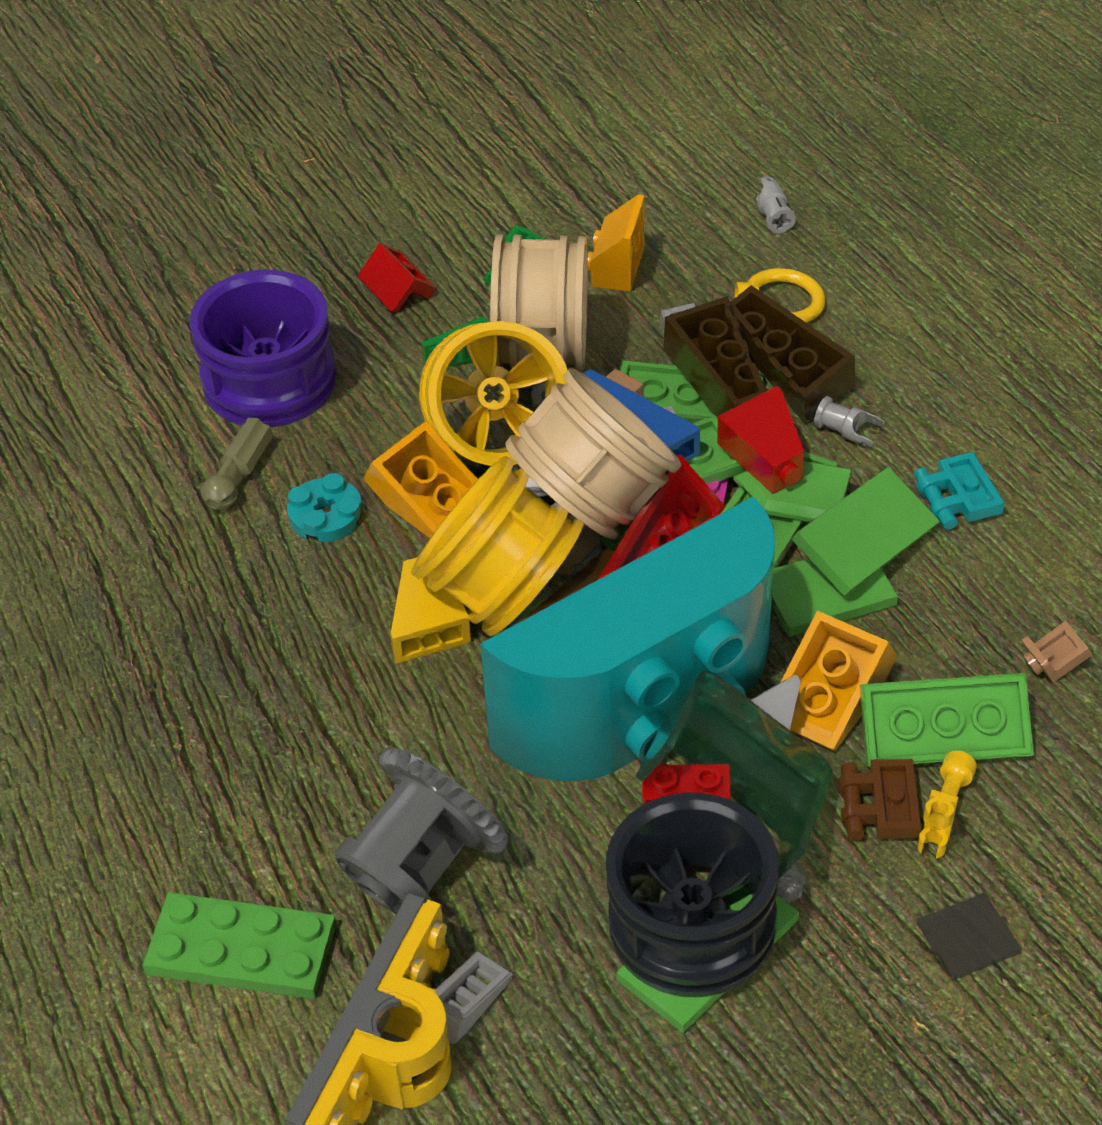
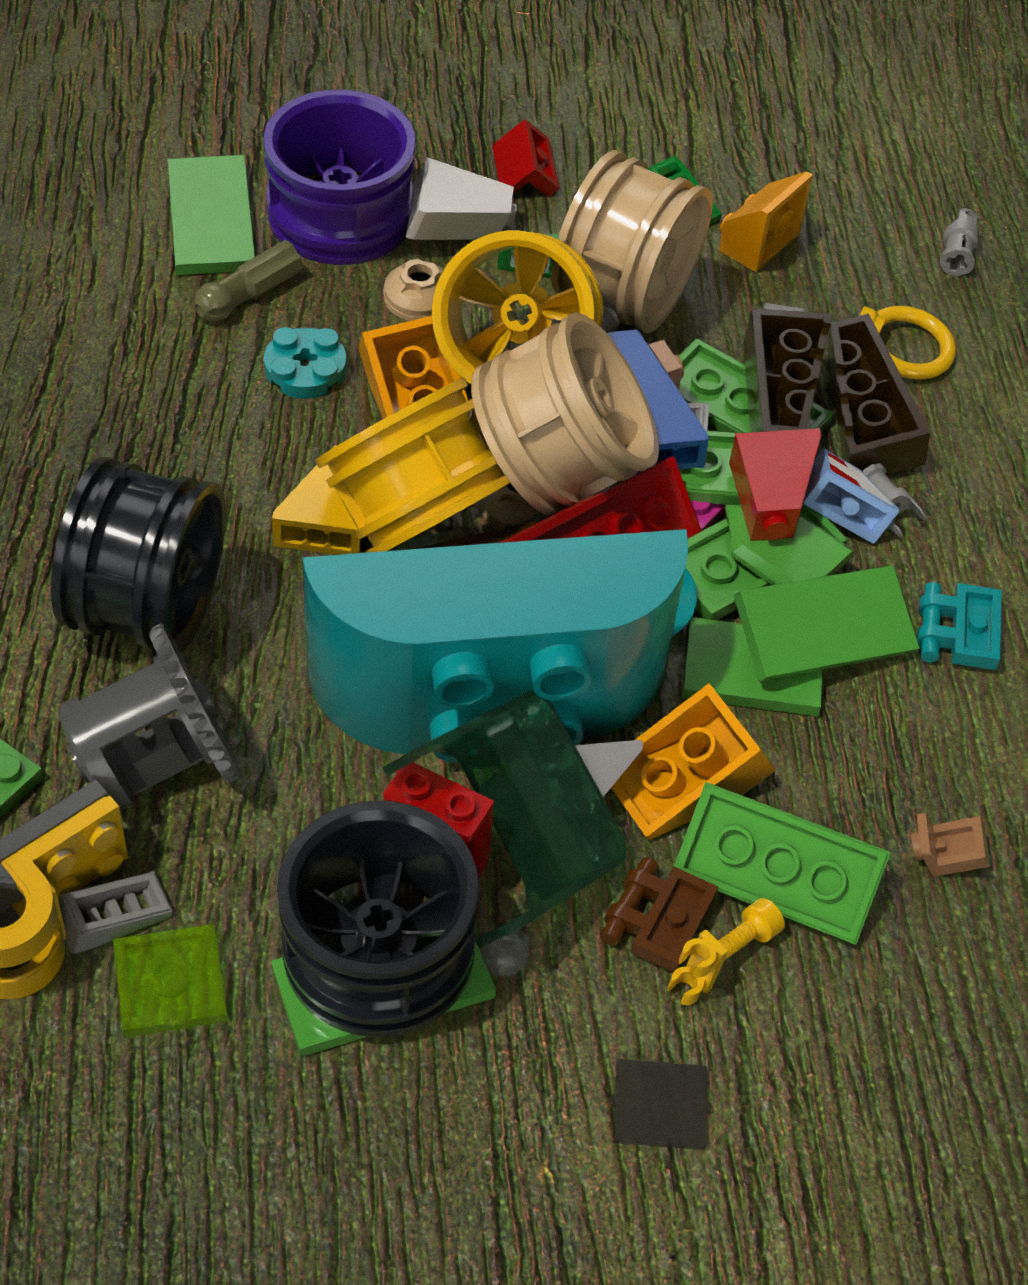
camera: 20 degrees right, 5 degrees up
(164, 424) = (210, 214): none -> bright green tile
(320, 709) = (137, 553): none -> black wheel
(370, 332) = (457, 204): none -> white slope
(379, 422) = (409, 297): none -> tan piece
(545, 1026) = (169, 980): none -> clear neon green tile
(826, 432) = (848, 497): none -> light blue slope

